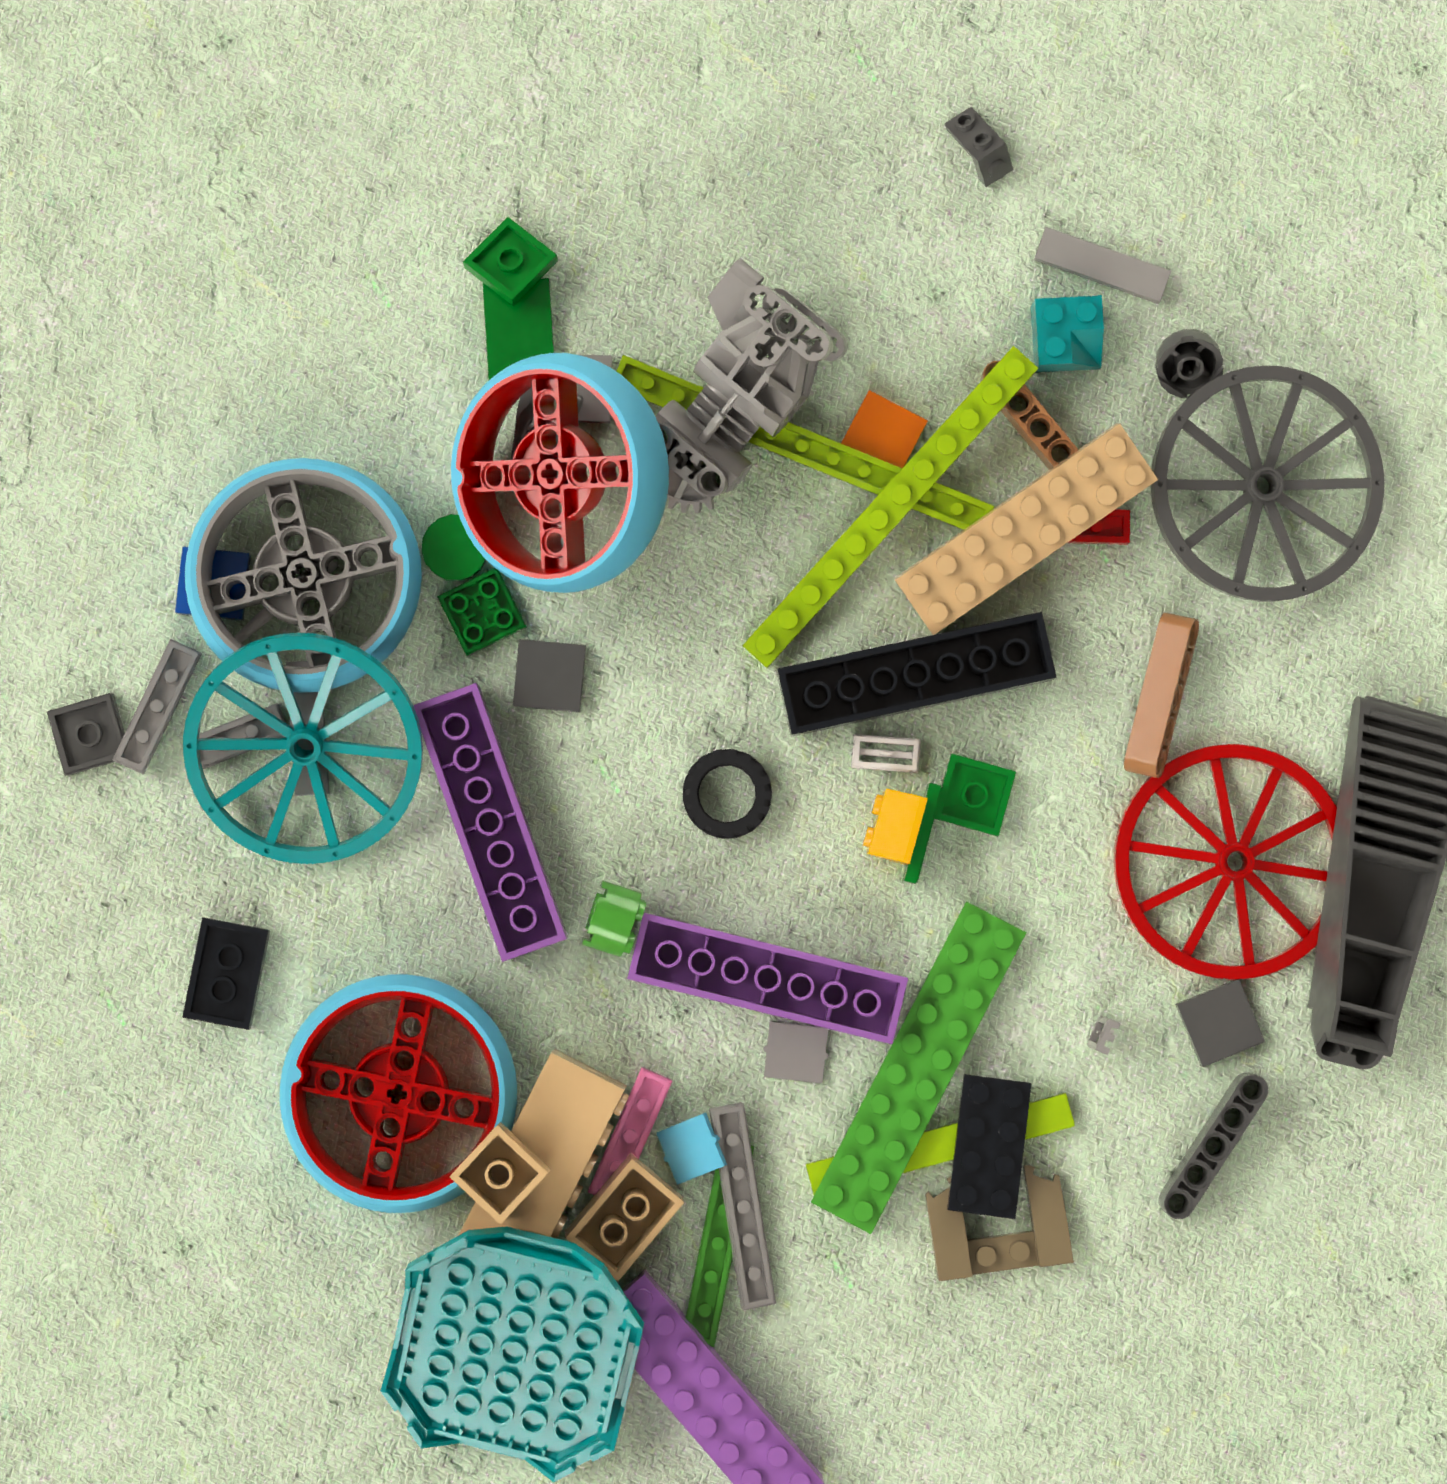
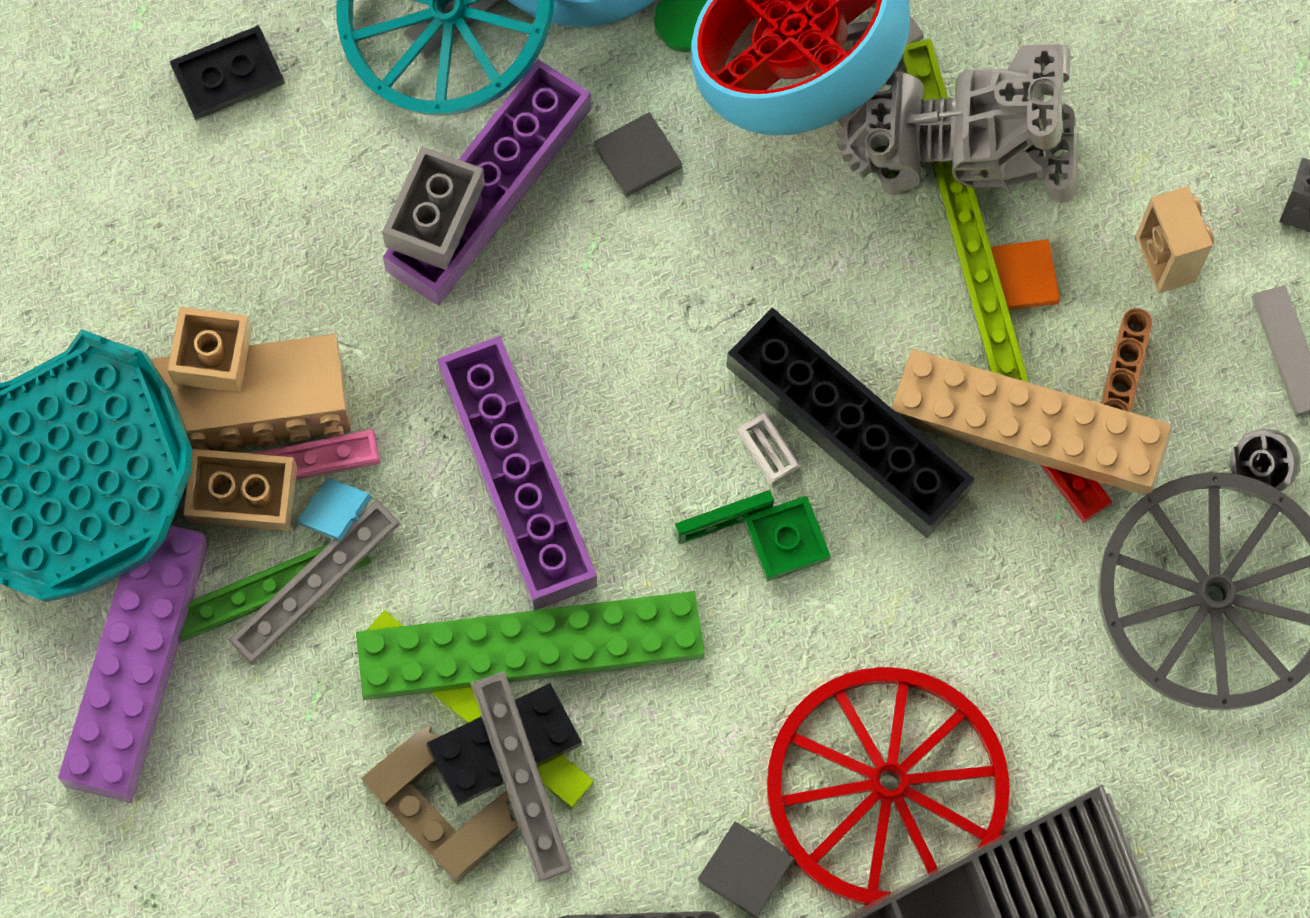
camera: 55 degrees right, 15 degrees down
(304, 1074) = (188, 175): red wheel -> none
(481, 612) = (650, 73): green tile -> none
(496, 893) = (433, 207): none -> light grey brick
(613, 919) = (477, 319): bright green brick -> none
(736, 759) = (633, 316): black tyre -> none
(796, 1052) = (472, 543): light grey piece -> none
(890, 506) = (969, 313): lime plate -> none
(895, 826) = (714, 488): yellow slope -> none
(955, 292) = (1174, 239): none -> tan brick
(1029, 1154) = (521, 776): none -> light grey tile
(1067, 333) = (1213, 357): teal slope -> none
(1103, 1035) = (666, 771): light grey tile -> none
(1161, 695) = (981, 629): beam -> none

